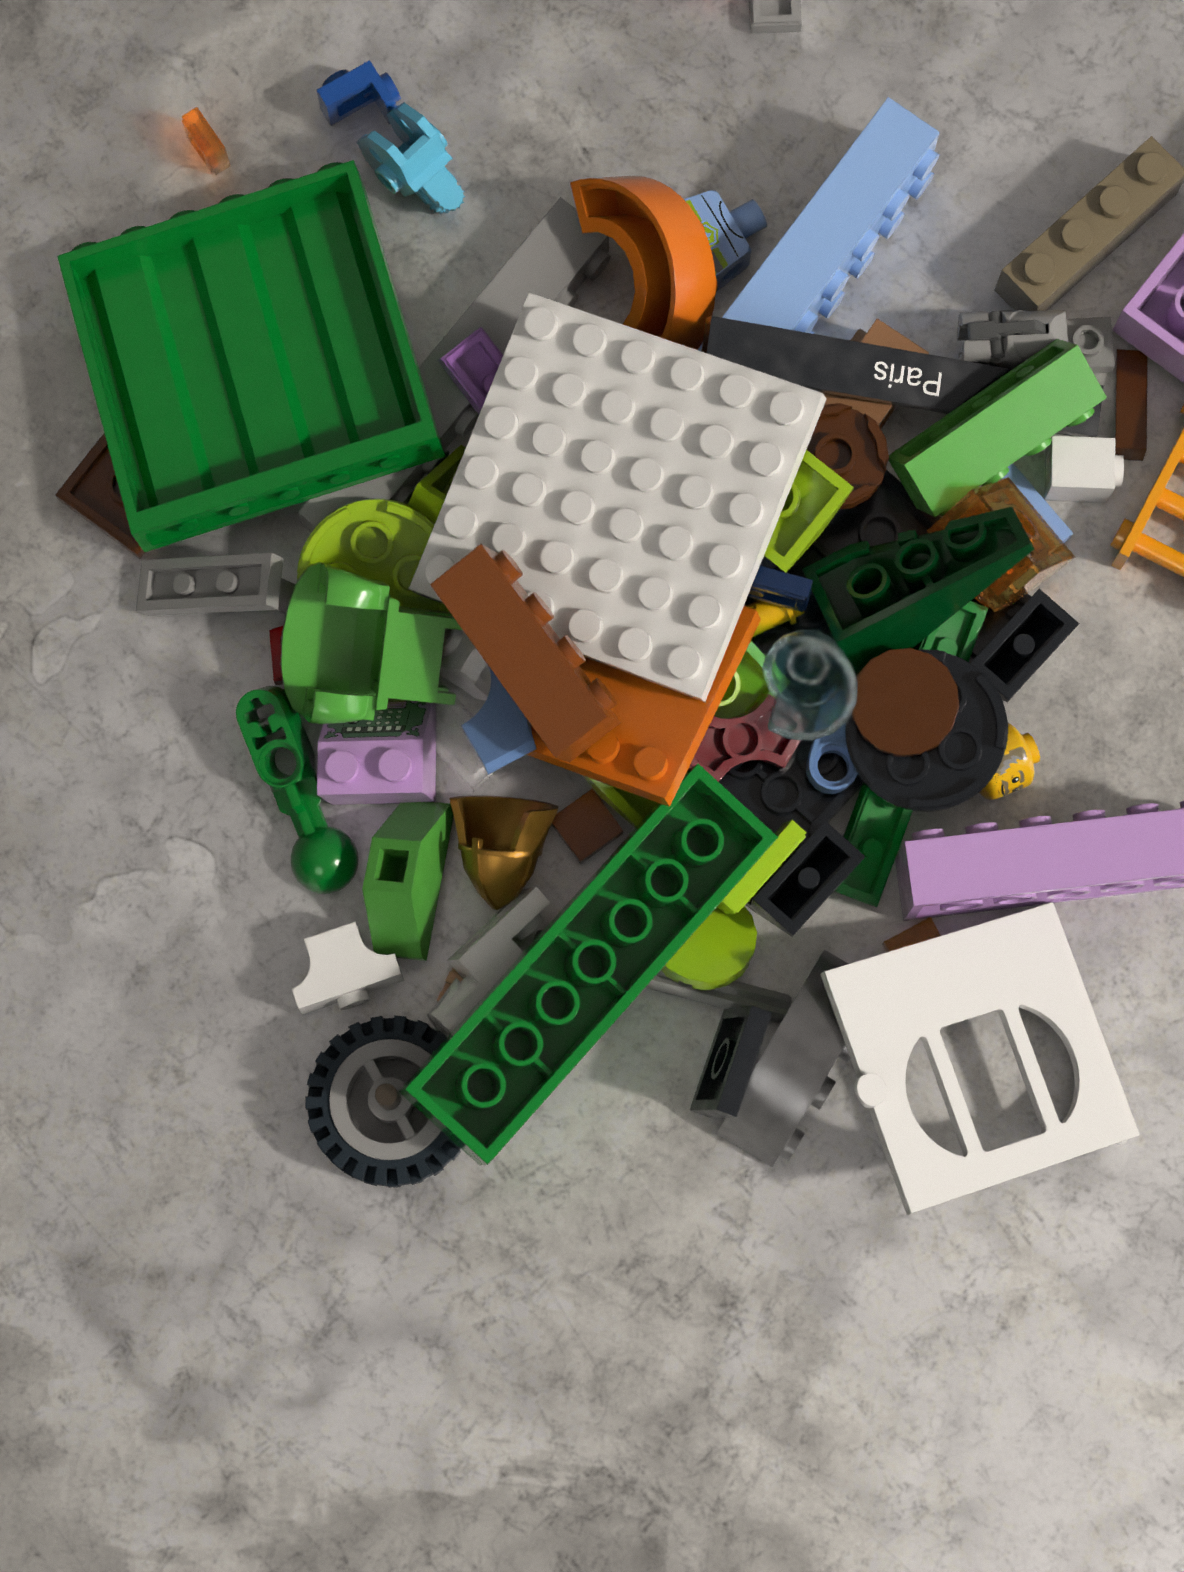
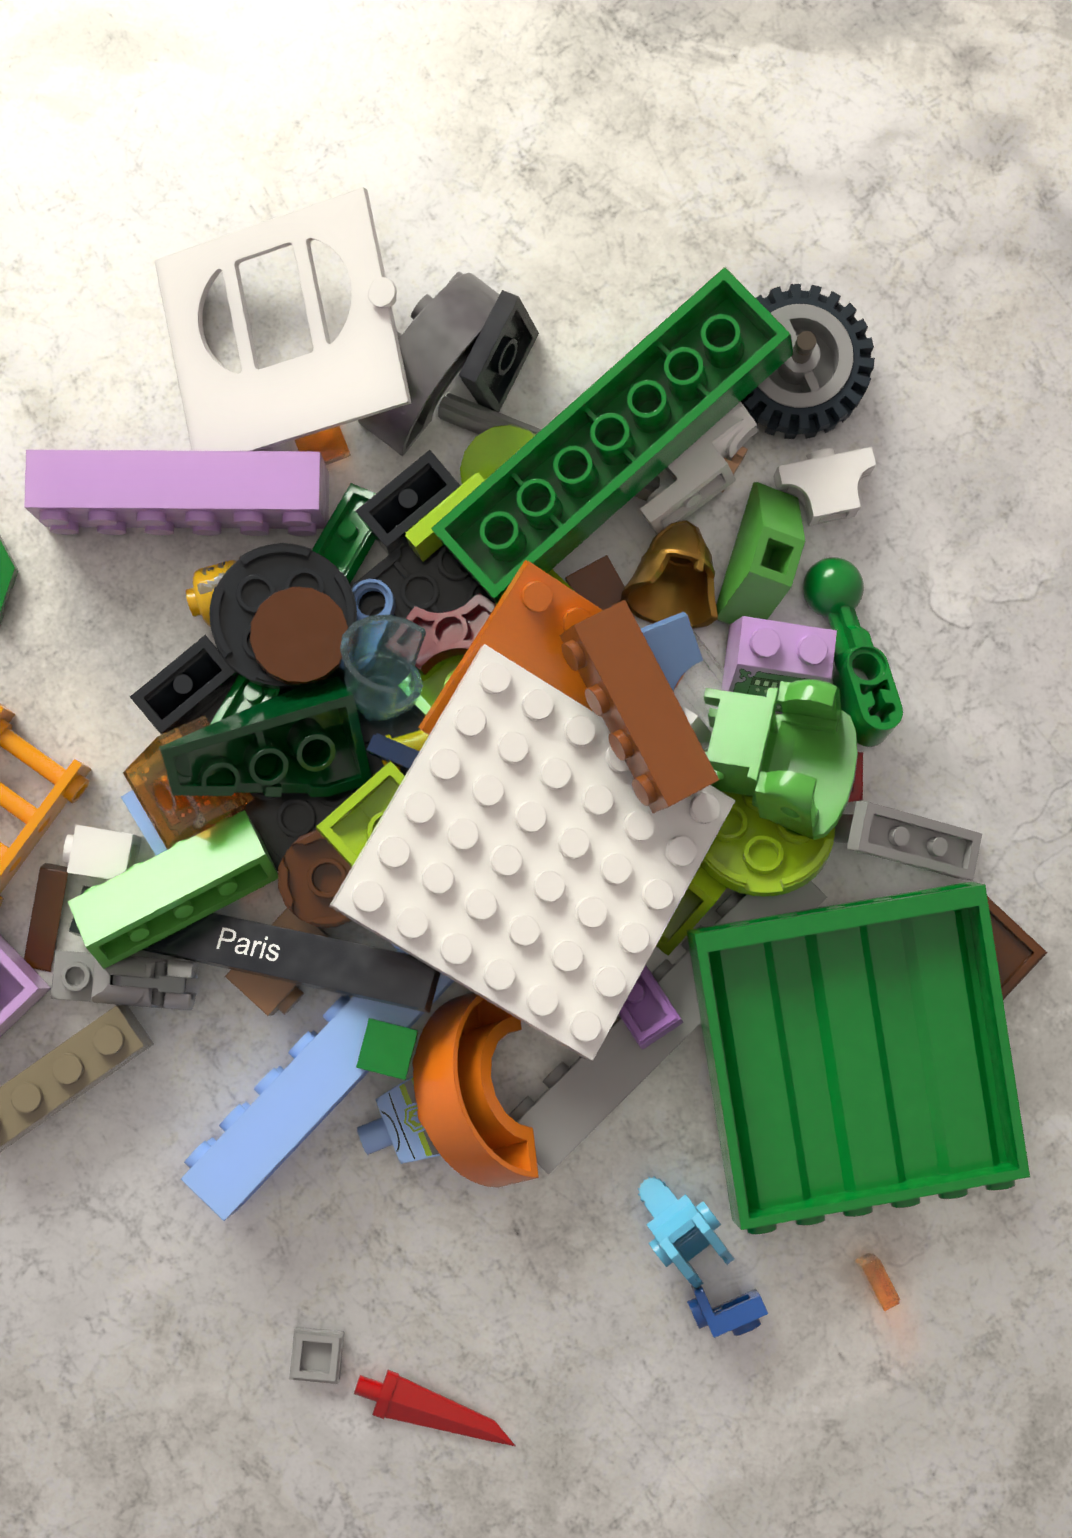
camera: 170 degrees left, 5 degrees up
(744, 282) = (387, 1048): none -> green tile

